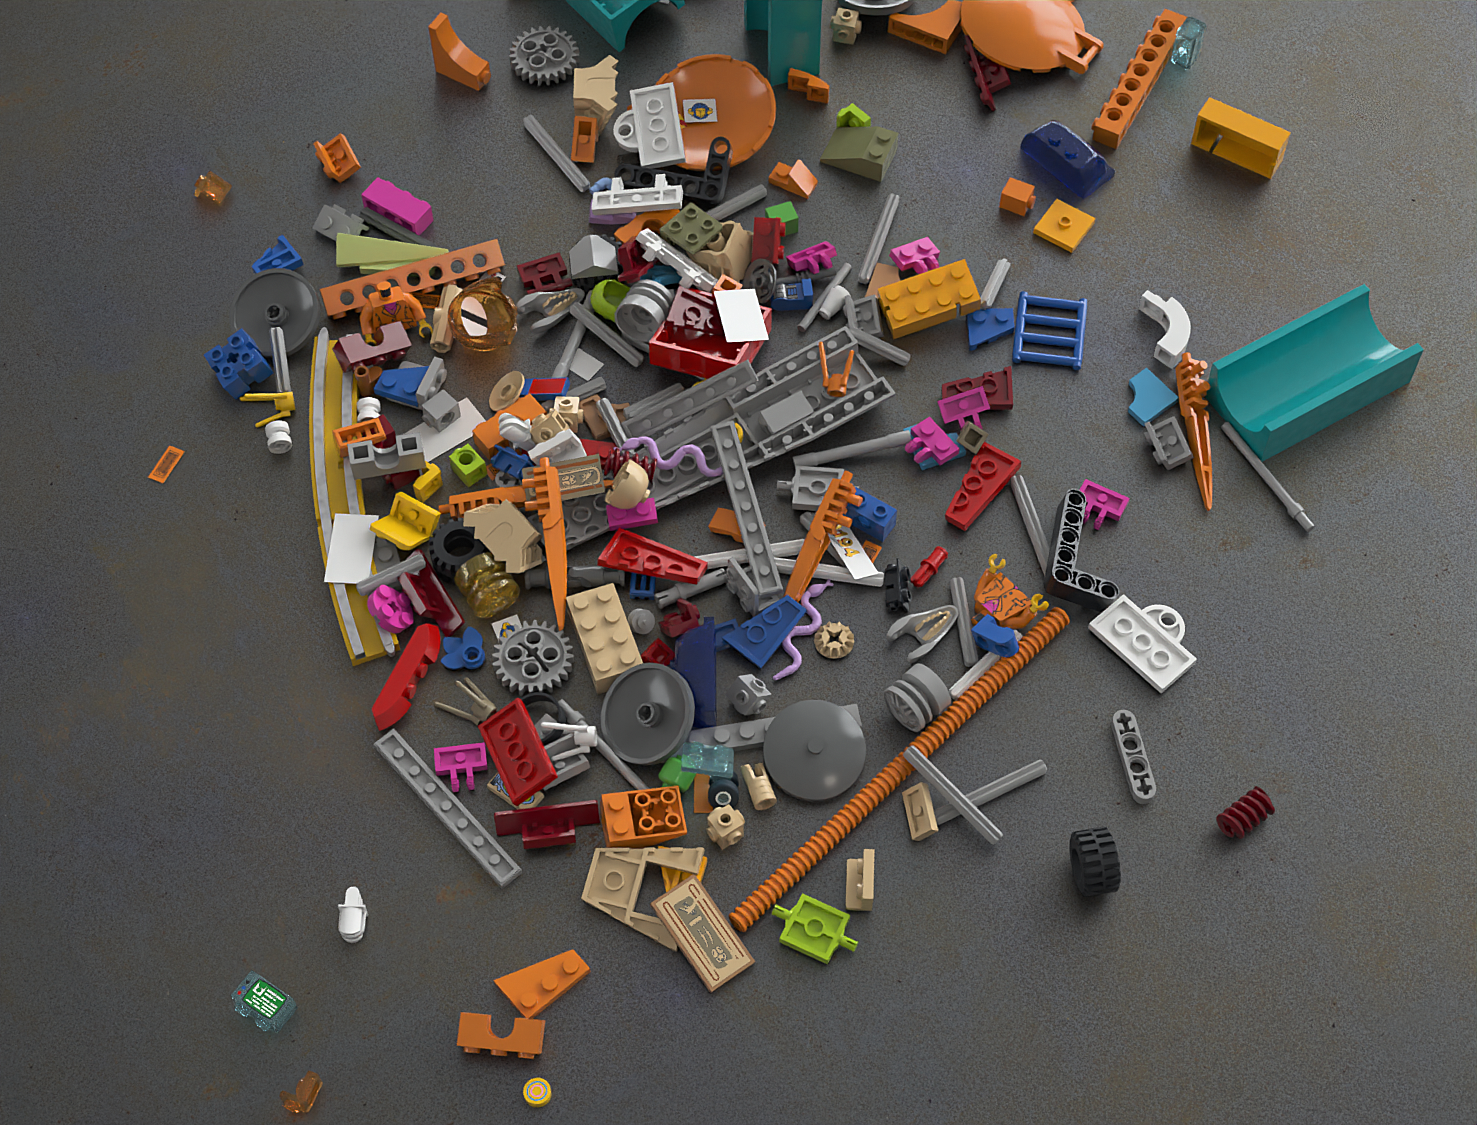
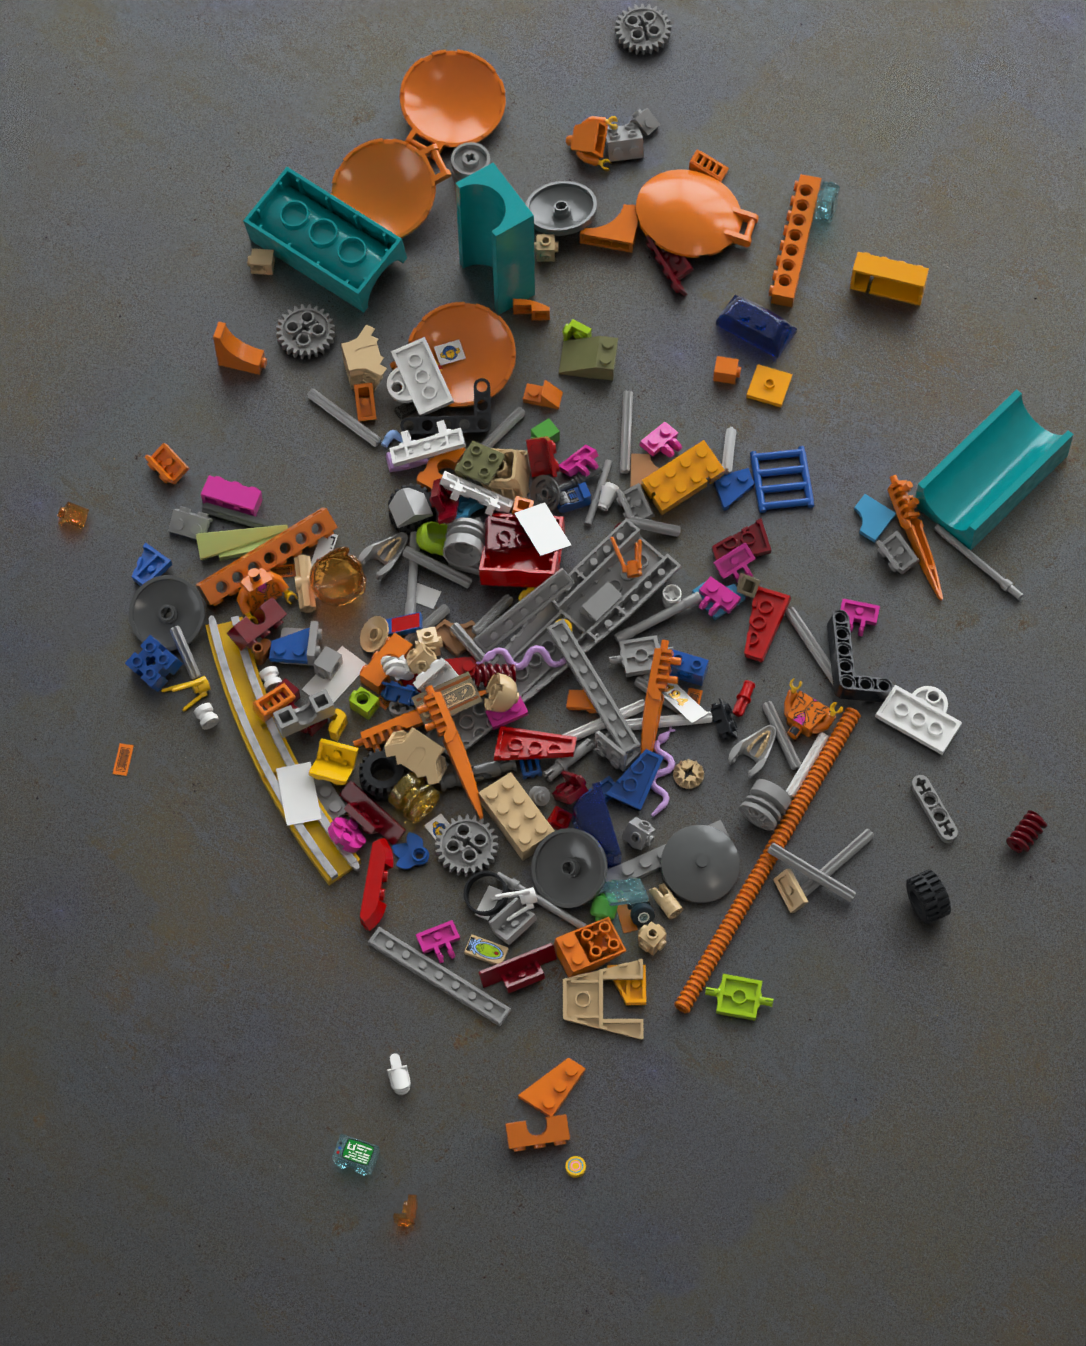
camera: 15 degrees left, 5 degrees up
(390, 575) = (334, 810): light grey axle -> none
(473, 317) = (331, 580): white sticker -> none
(481, 708) = (441, 893): dark tan plant -> none
(517, 752) = (481, 921): red tile -> none
(543, 270) = (367, 523): dark red plate -> none
(702, 933) = (659, 1021): tile -> none
(860, 882) = (763, 954): tan bracket -> none
(875, 427) = (669, 593): none -> white wheel
(995, 638) = (810, 744): blue leg -> none
(1176, 325) = (878, 452): white arch -> none

